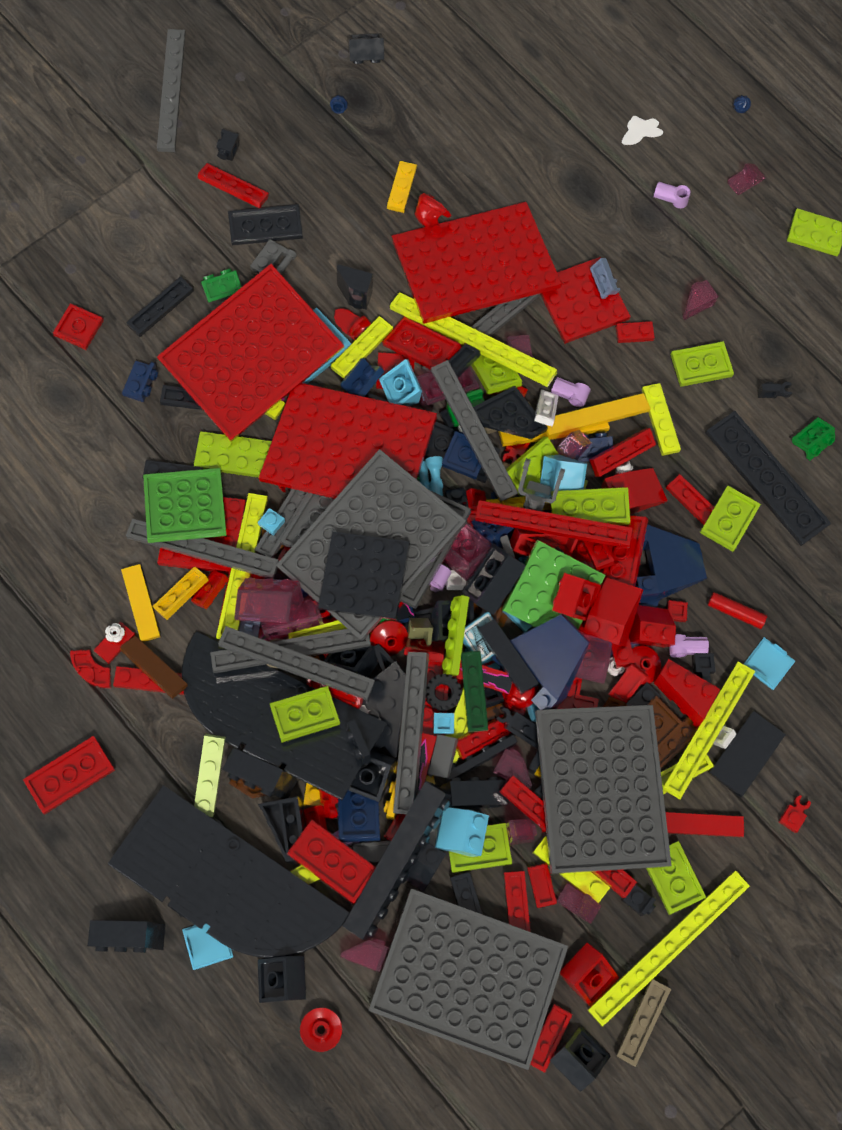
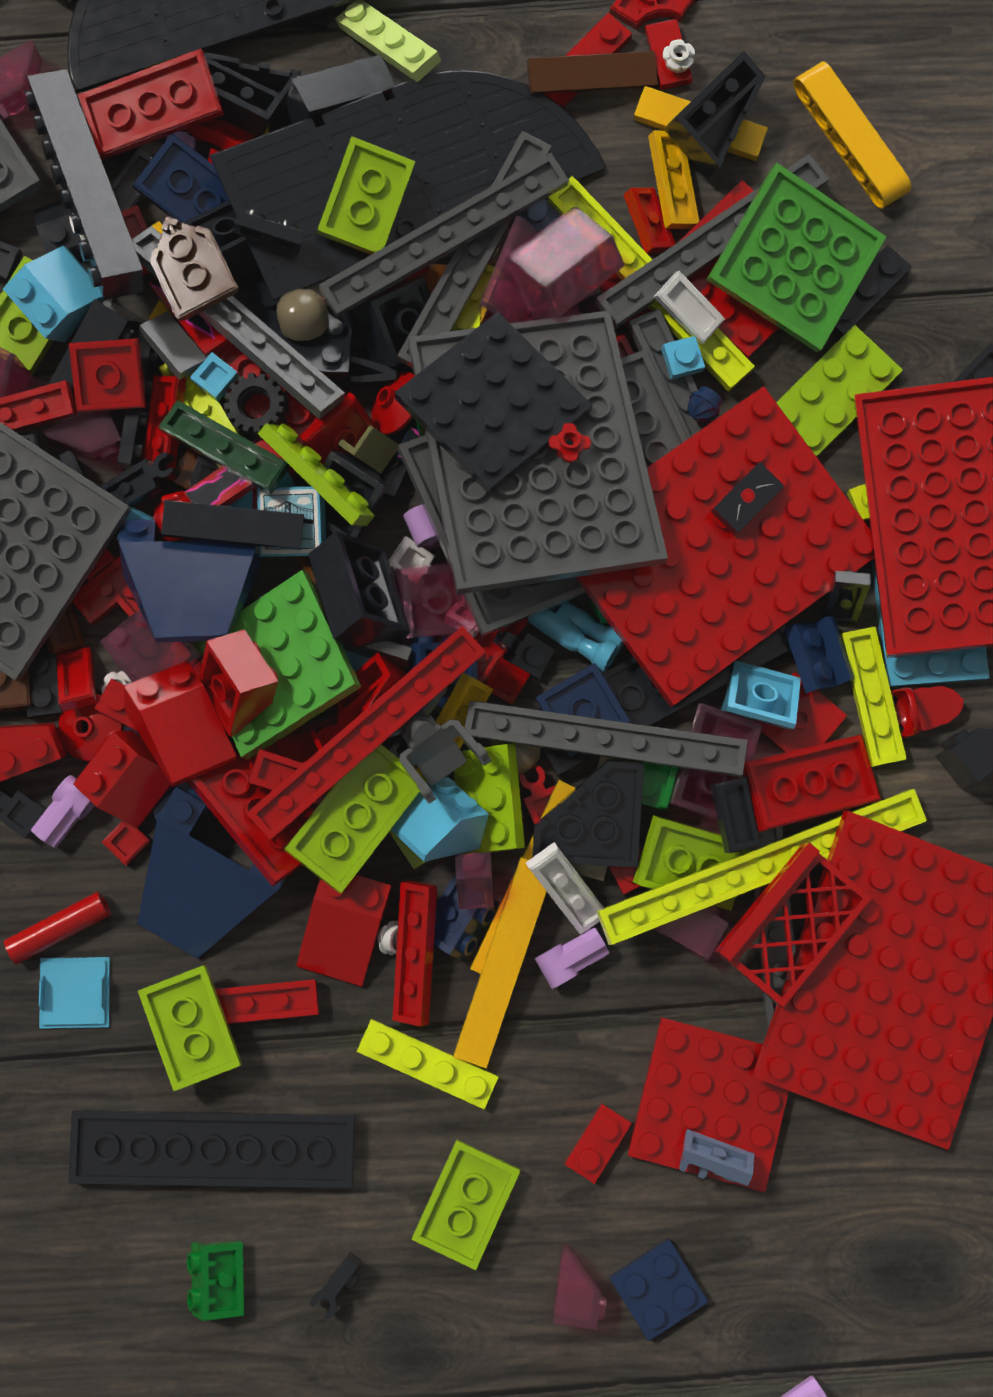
camera: 135 degrees right, 10 degrees up
(97, 529) = (852, 135): none -> yellow beam
(135, 591) = (715, 114): none -> black wedge
(244, 535) = (689, 307): none -> white tile
(288, 495) = (704, 404): none -> dark blue plate
(320, 444) = (747, 498): none -> black tile
(327, 381) = (846, 596): none -> black plate
(363, 530) = (569, 452): none -> red plate
(383, 703) = (302, 314): none -> dark tan hair
(403, 768) = (191, 269): none -> tile
(482, 773) = (107, 375): none -> red tile
(492, 322) = (768, 905): none -> red fence
(670, 272) = (658, 1289): none -> dark blue plate
(756, 584) = (74, 992): none -> medium azure piece

